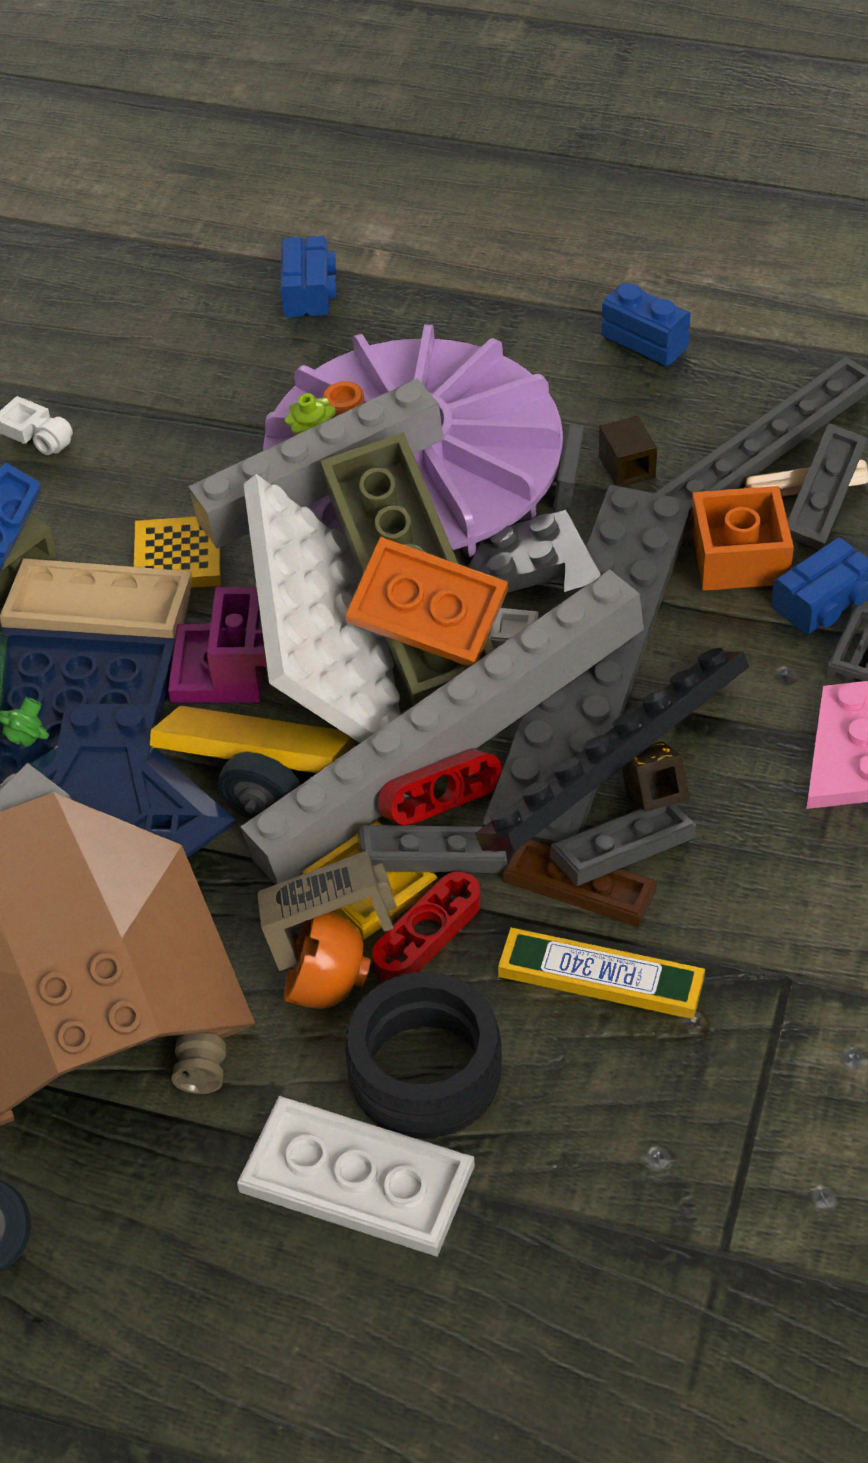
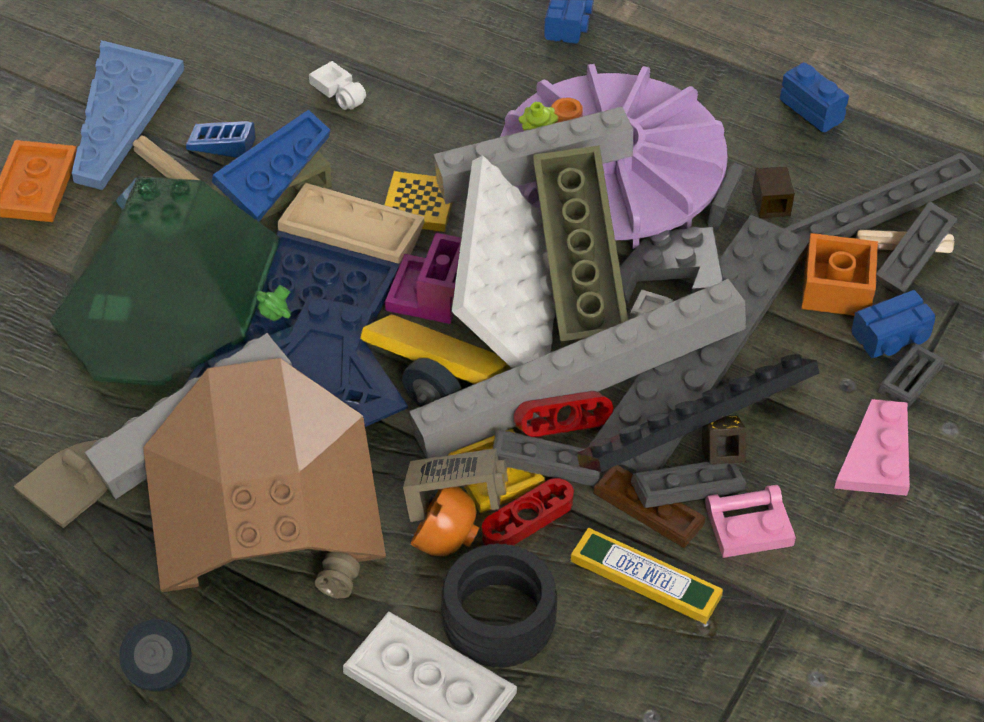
camera: 10 degrees right, 0 degrees up
(427, 602) = (586, 275): orange plate -> none
(718, 886) = (750, 531): none -> bright pink plate

